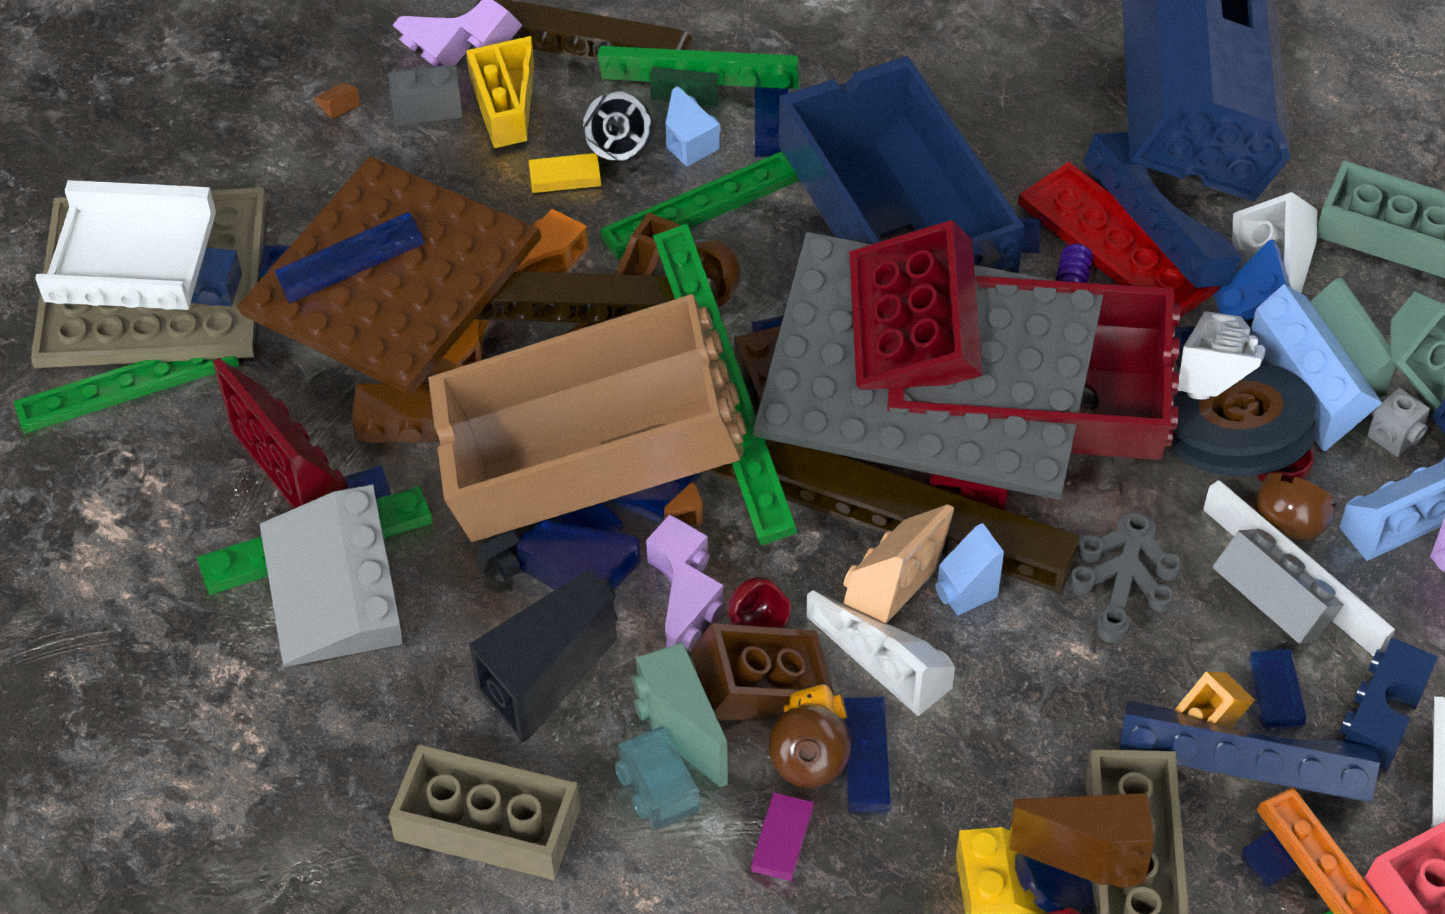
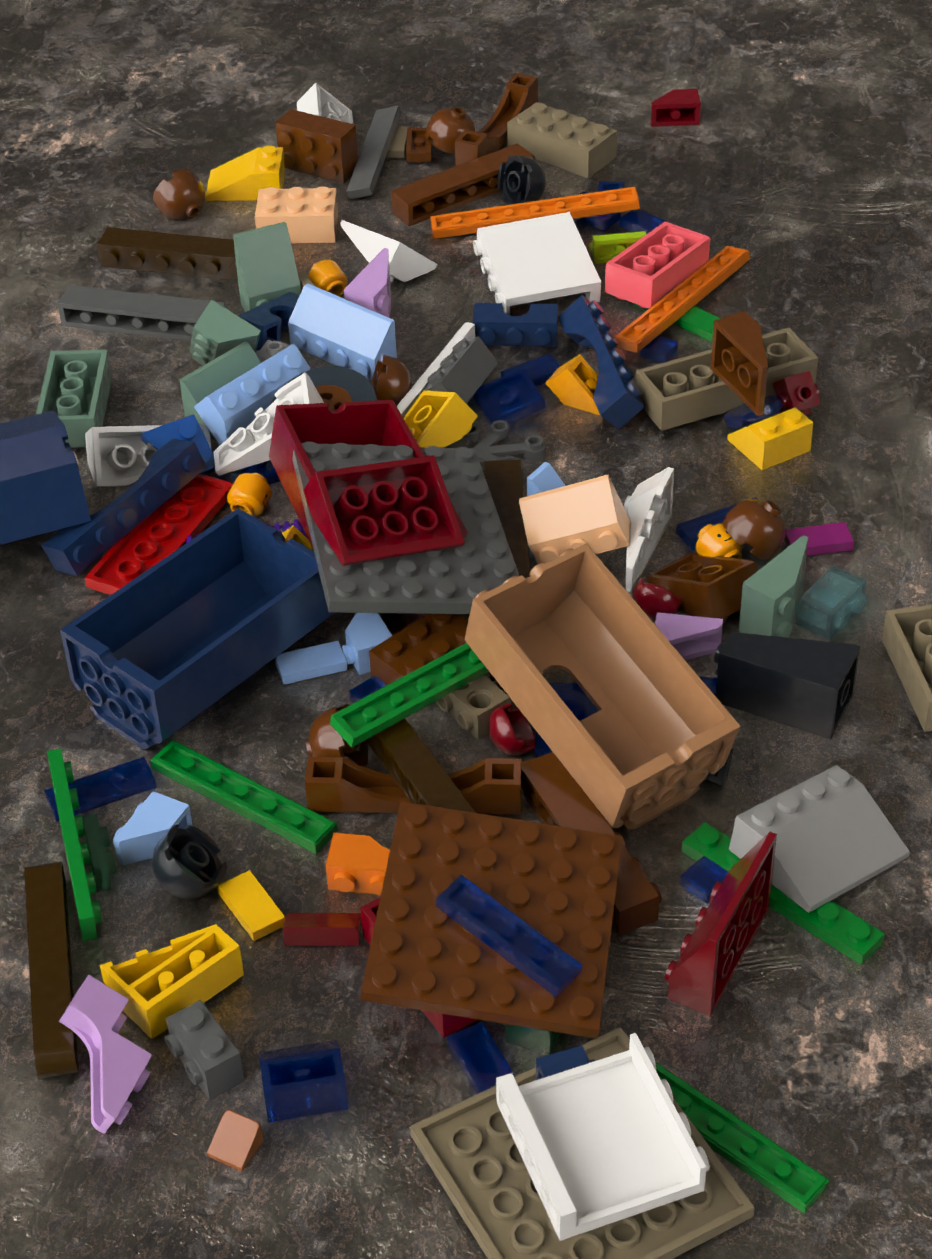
camera: 115 degrees left, 10 degrees down
(353, 133) = (303, 1081): none -> clear blue slope
(513, 196) = (322, 929): none -> dark red slope
(1174, 511) = (439, 418): none -> yellow slope
(1223, 634) = (509, 398): none -> clear blue tile

